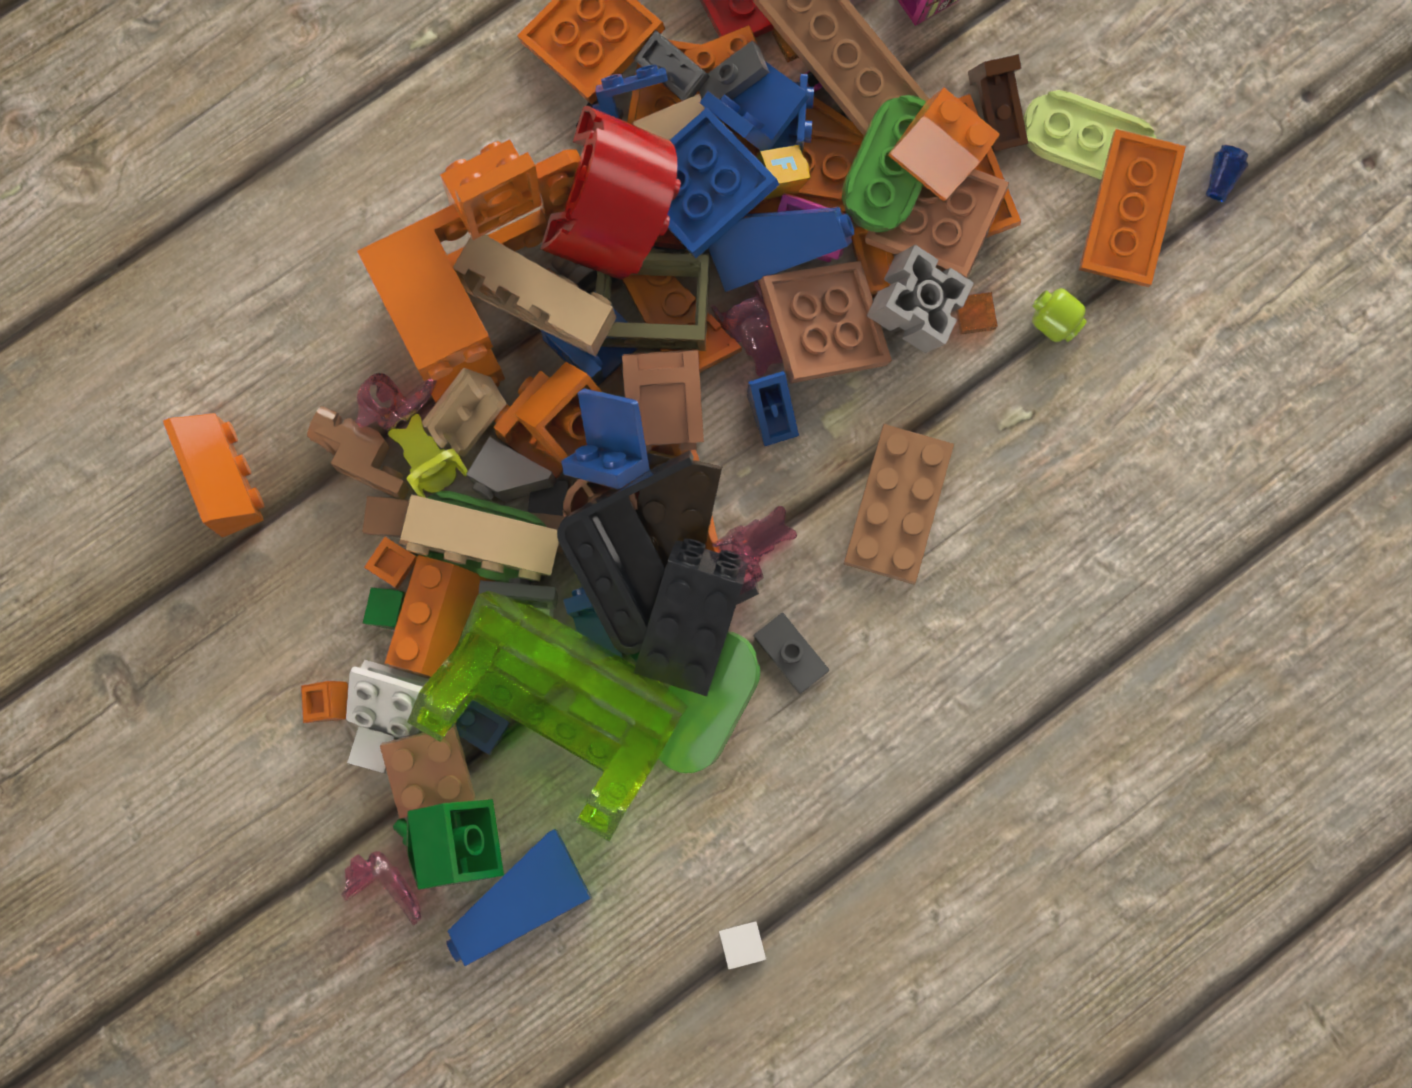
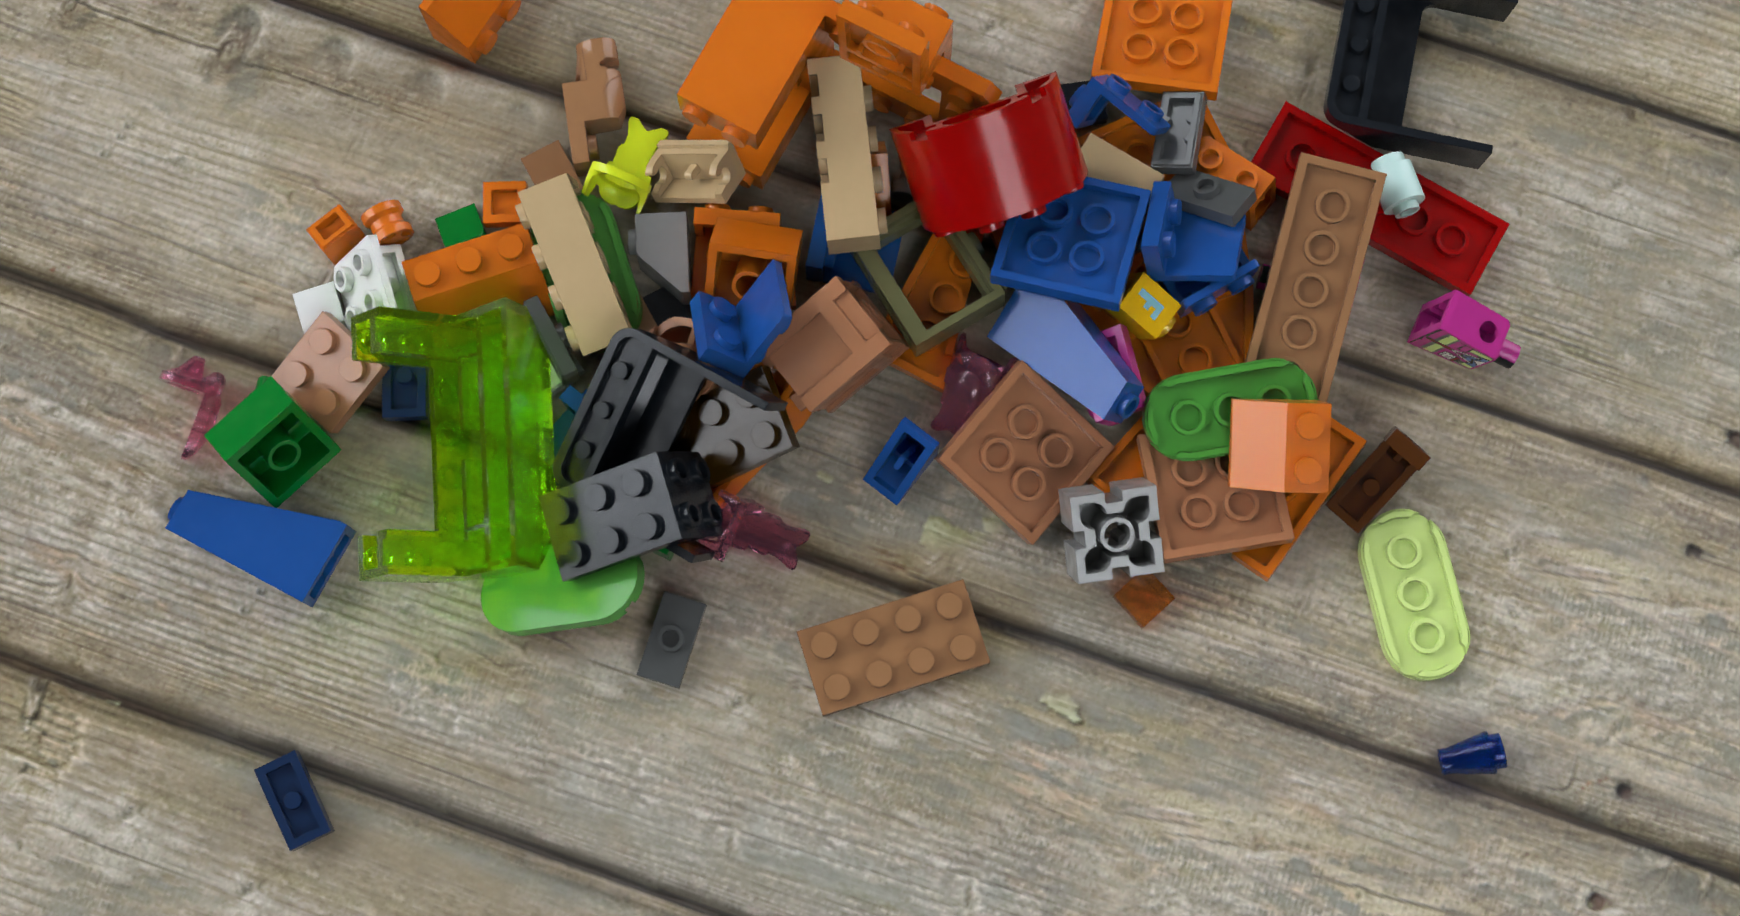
camera: 55 degrees right, 0 degrees up
(342, 657) = (387, 223): none -> orange wheel
(401, 406) = (659, 112): clear pink hair -> none
(729, 999) = (294, 800): none -> dark blue plate
(742, 945) = (355, 779): white tile -> none
(1058, 315) = (1196, 680): lime head -> none
(1132, 208) = (1363, 682): orange plate -> none

